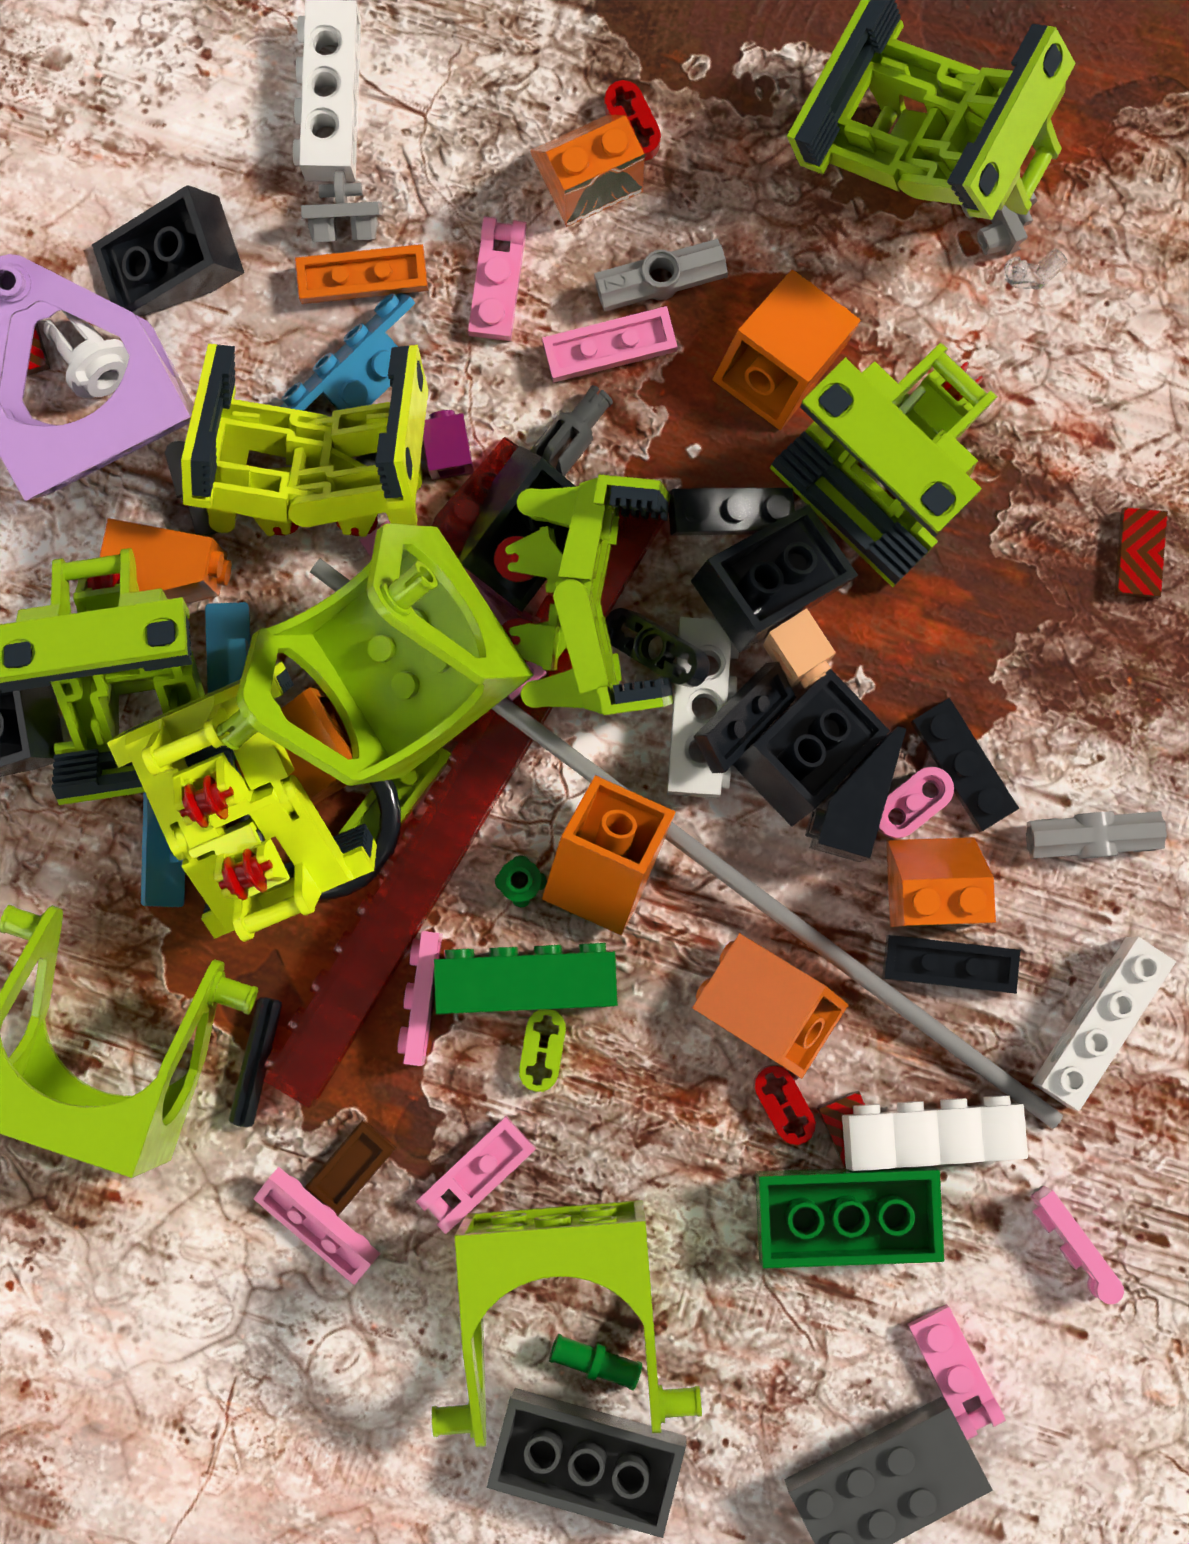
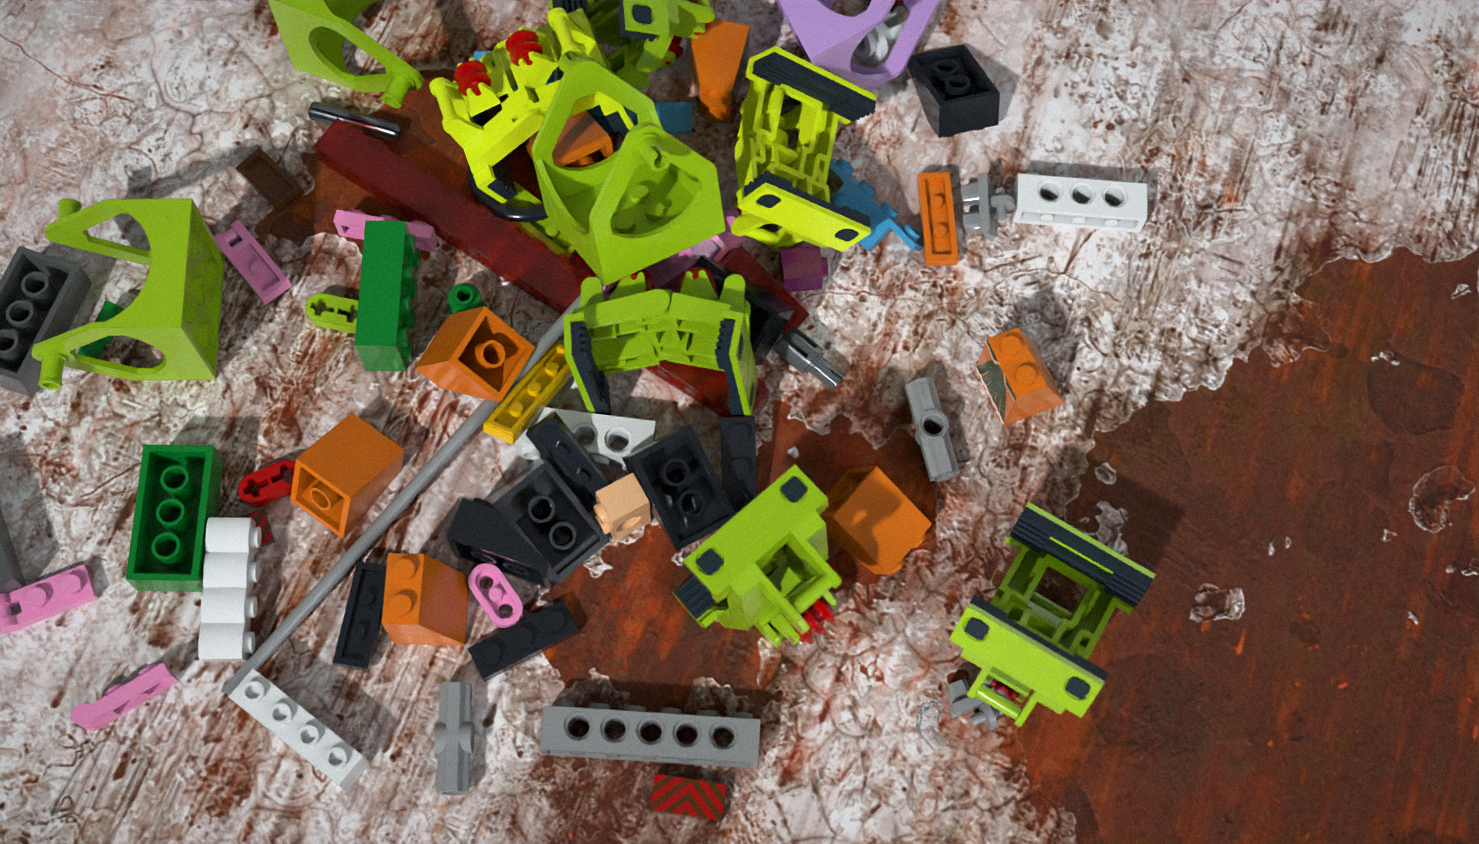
camera: 85 degrees right, 15 degrees down
(316, 1225) = (230, 154): bright pink plate -> none
(497, 280) = (933, 314): bright pink plate -> none
(610, 344) = (878, 390): bright pink plate -> none
(640, 112) = (1057, 412): red beam -> none
(656, 775) = (529, 396): none -> yellow tile
(672, 647) = (630, 413): black beam -> none
(1087, 491) = (632, 747): none -> light grey brick

